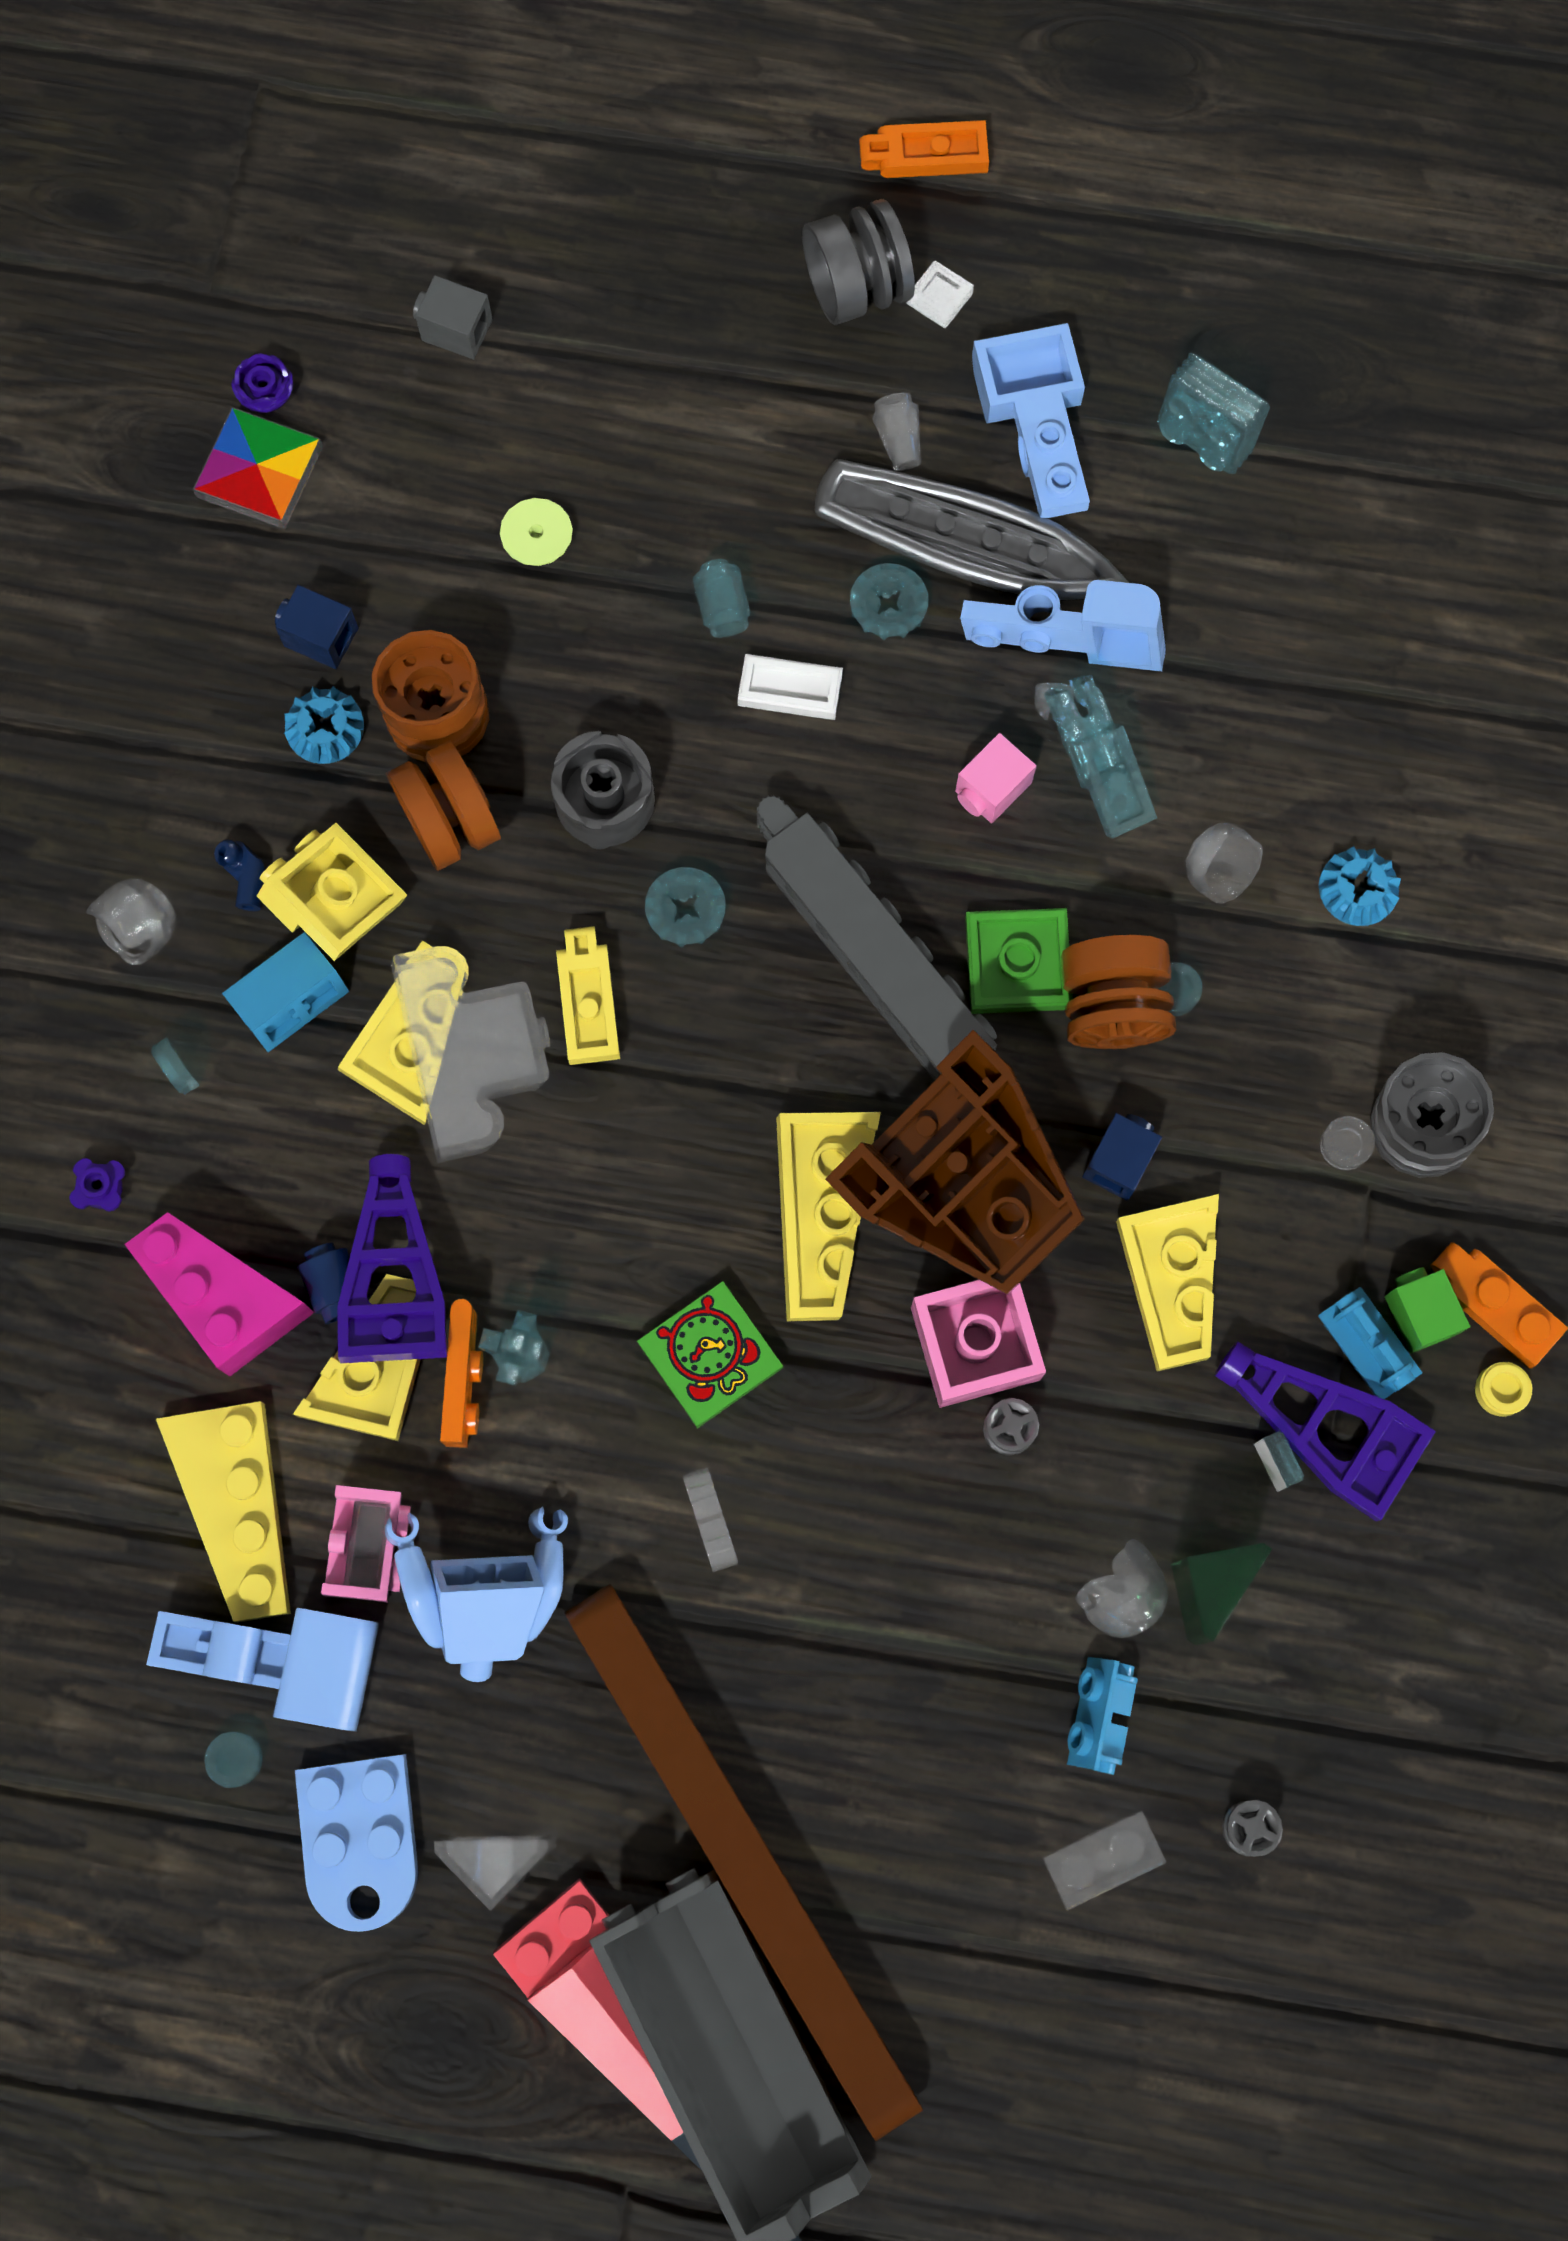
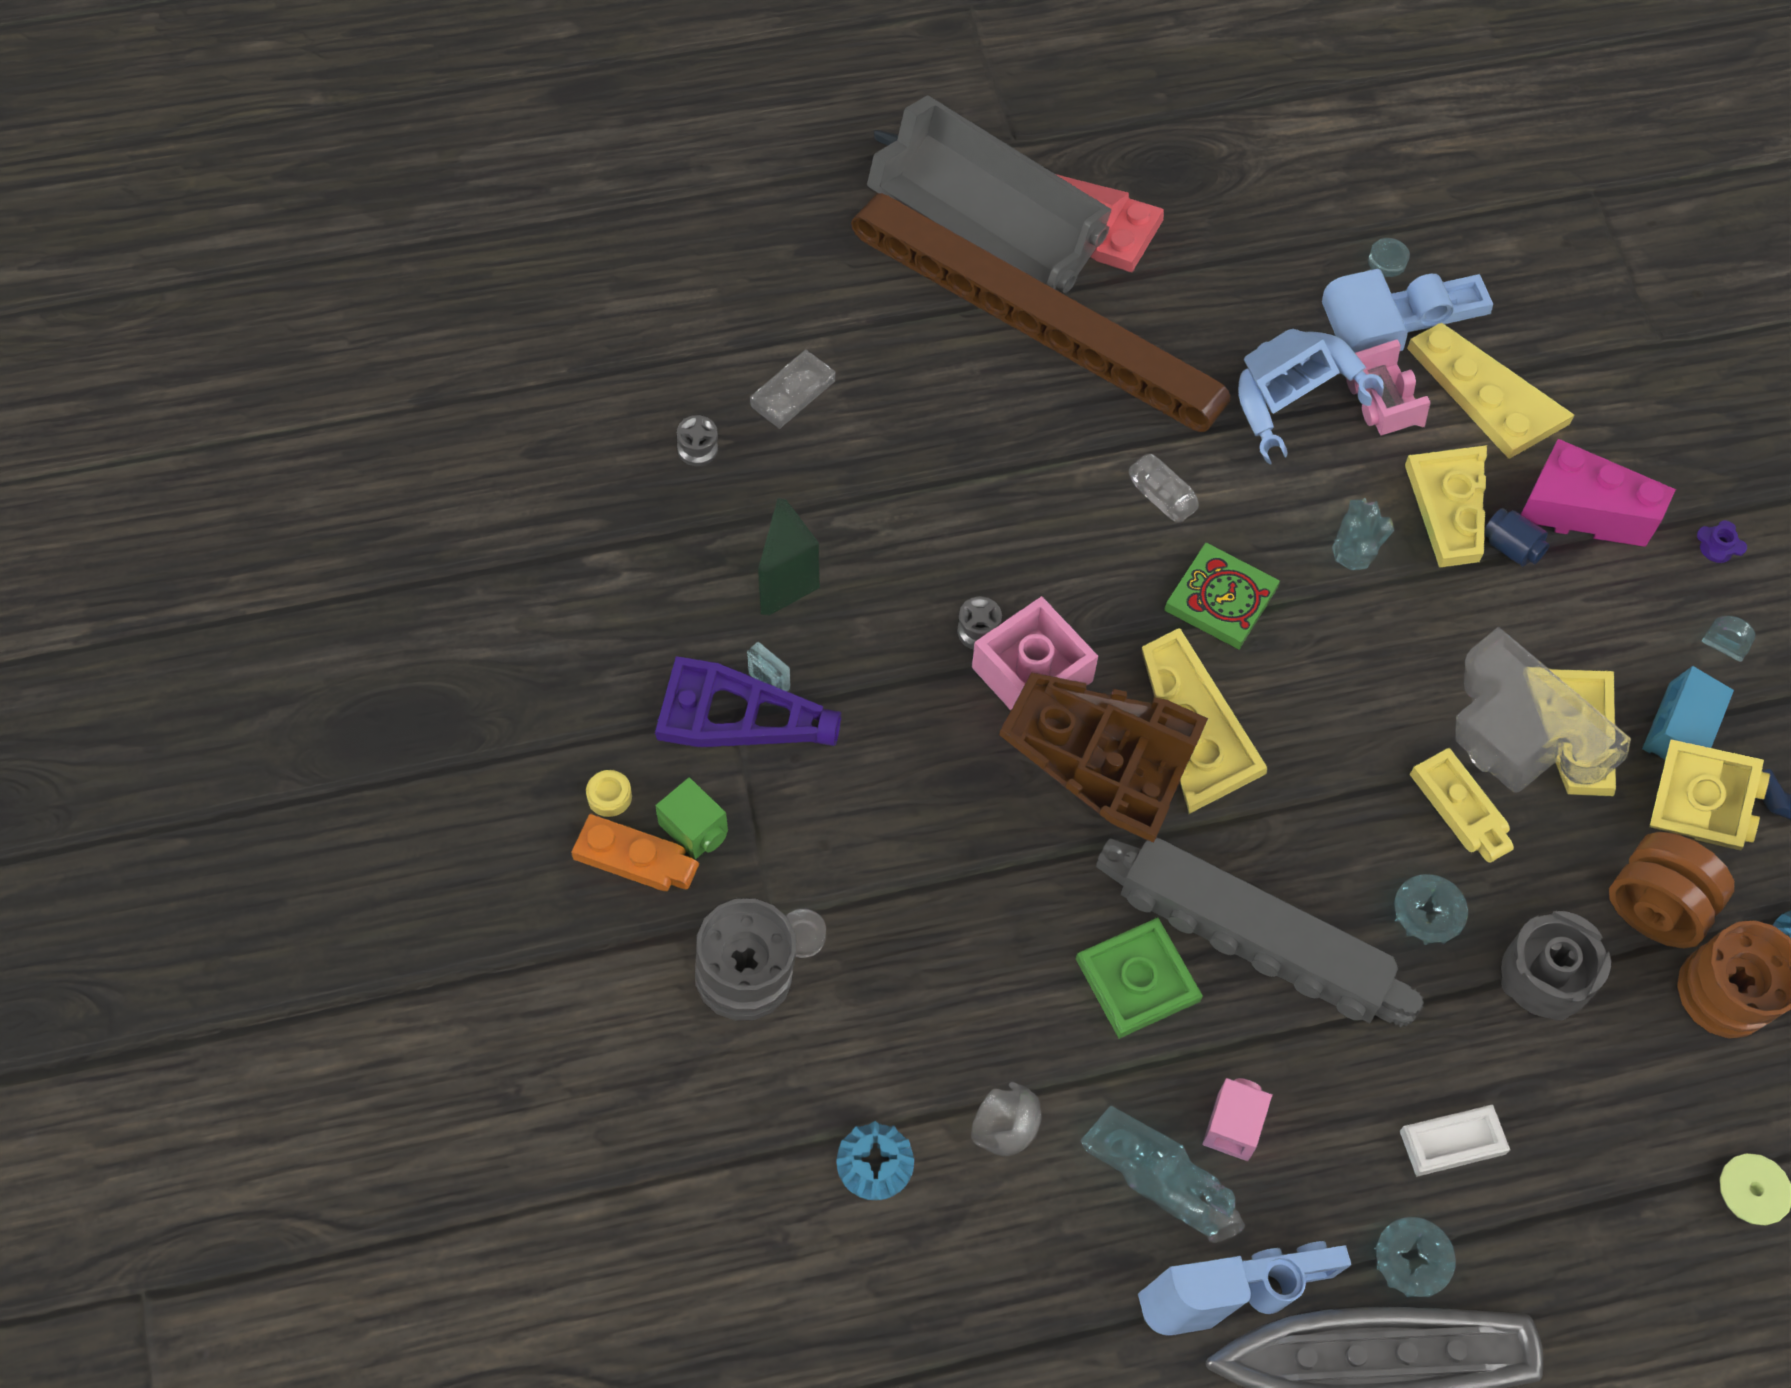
camera: 155 degrees right, 15 degrees down
(356, 1835) = (1284, 246): light blue plate -> none
(391, 1329) = (1462, 504): dark purple plate -> none
(463, 1368) = (1377, 486): orange hinge -> none
(494, 1864) = (1197, 242): clear slope -> none
(722, 598) = (1561, 1190): clear light blue brick -> none
(1103, 1690) = (836, 483): dark azure hinge -> none
(1118, 991) = (1047, 957): dark orange wheel -> none
(1123, 1155) = (983, 844): dark blue brick -> none
(1131, 1598) = (843, 535): clear helmet -> none
(1172, 1275) = (903, 773): light yellow wing -> none
(1184, 987) = (997, 1006): clear light blue tile -> none
(1370, 1344) = (727, 783): dark azure hinge -> none

